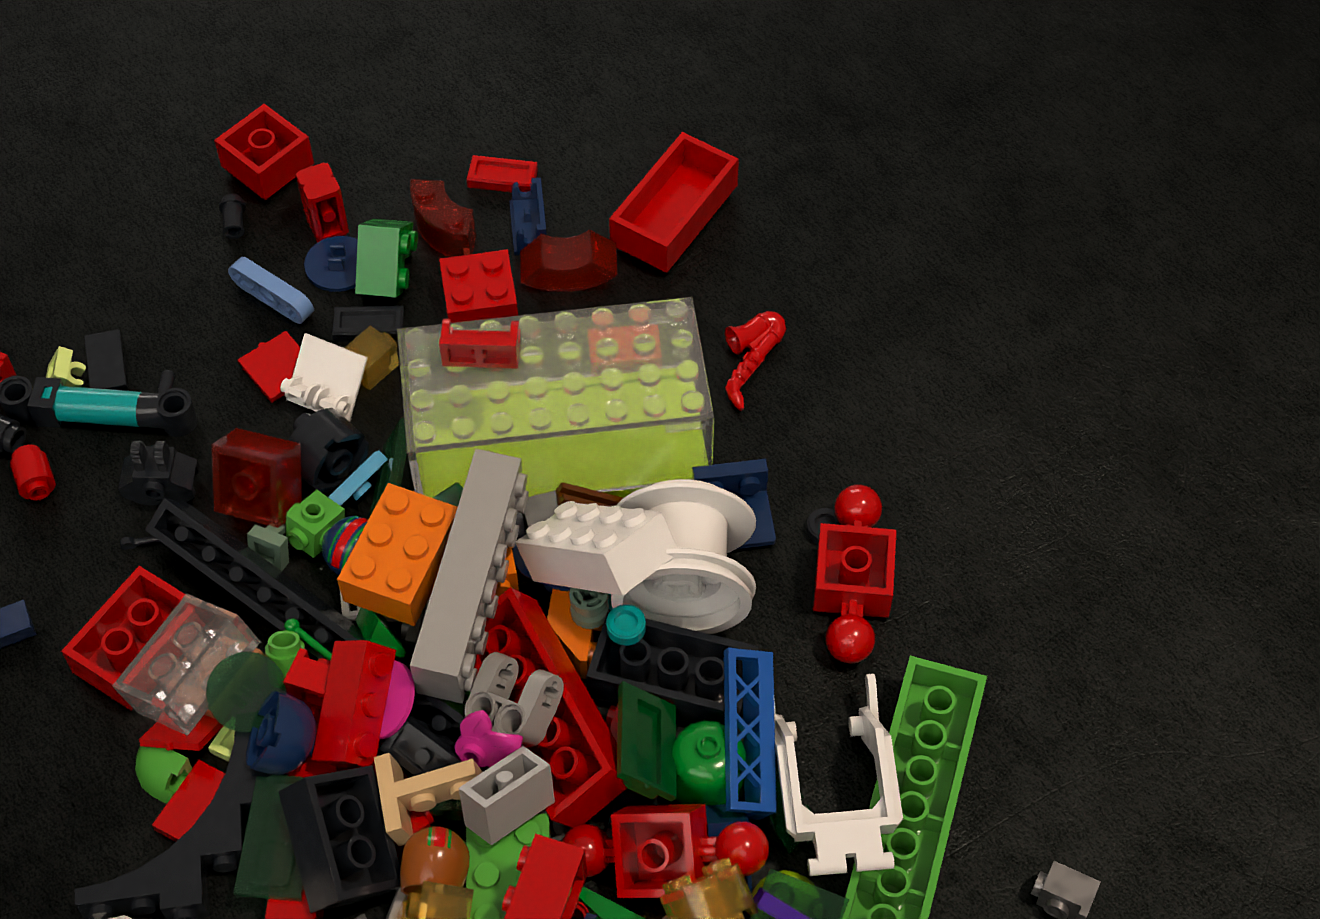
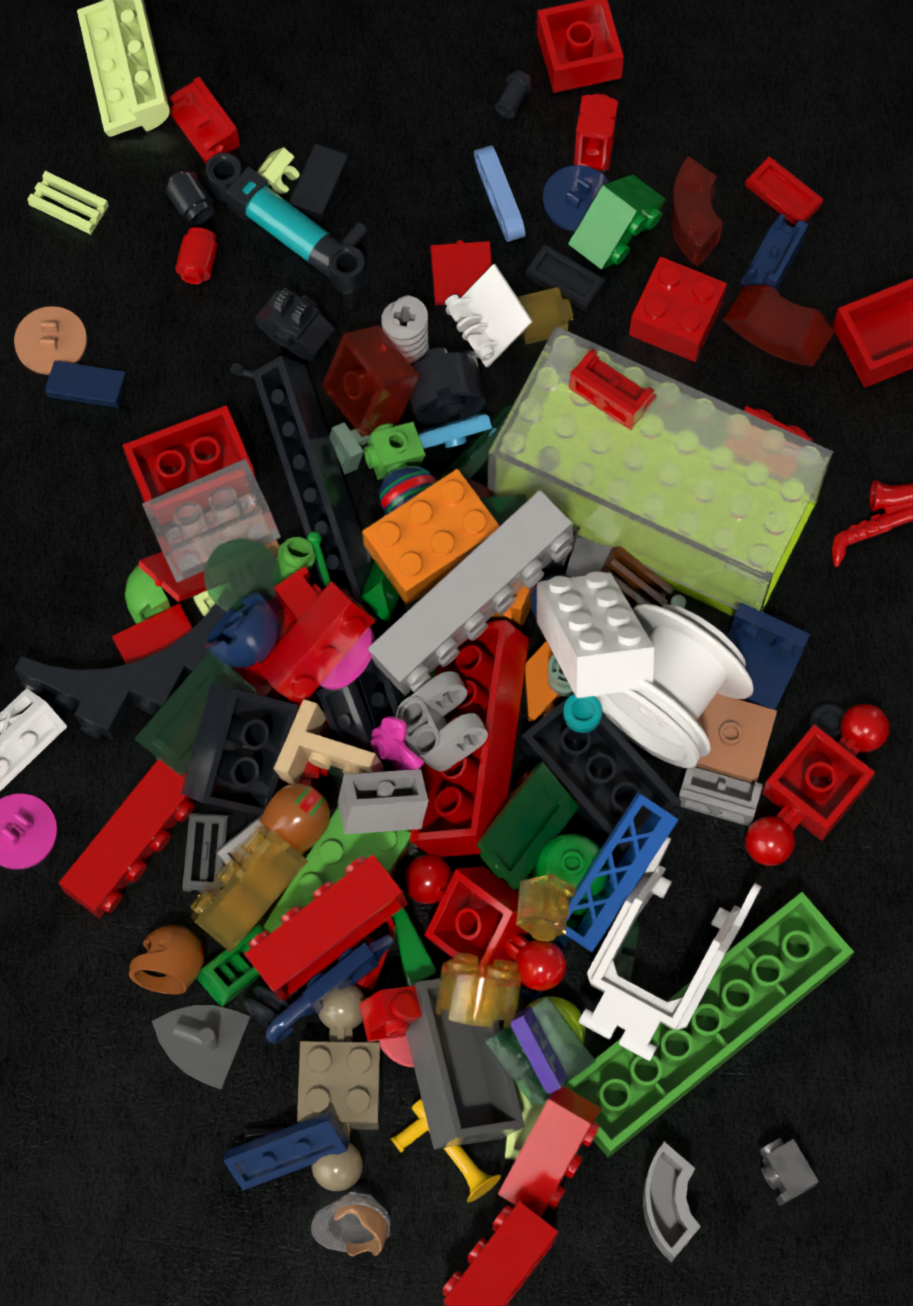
camera: 35 degrees right, 15 degrees up
(260, 413) = (407, 327): none -> light grey piece
(712, 793) = (544, 906): none -> clear yellow brick
(774, 582) = (736, 736): none -> nougat plate
(785, 631) = (720, 795): none -> light grey hinge

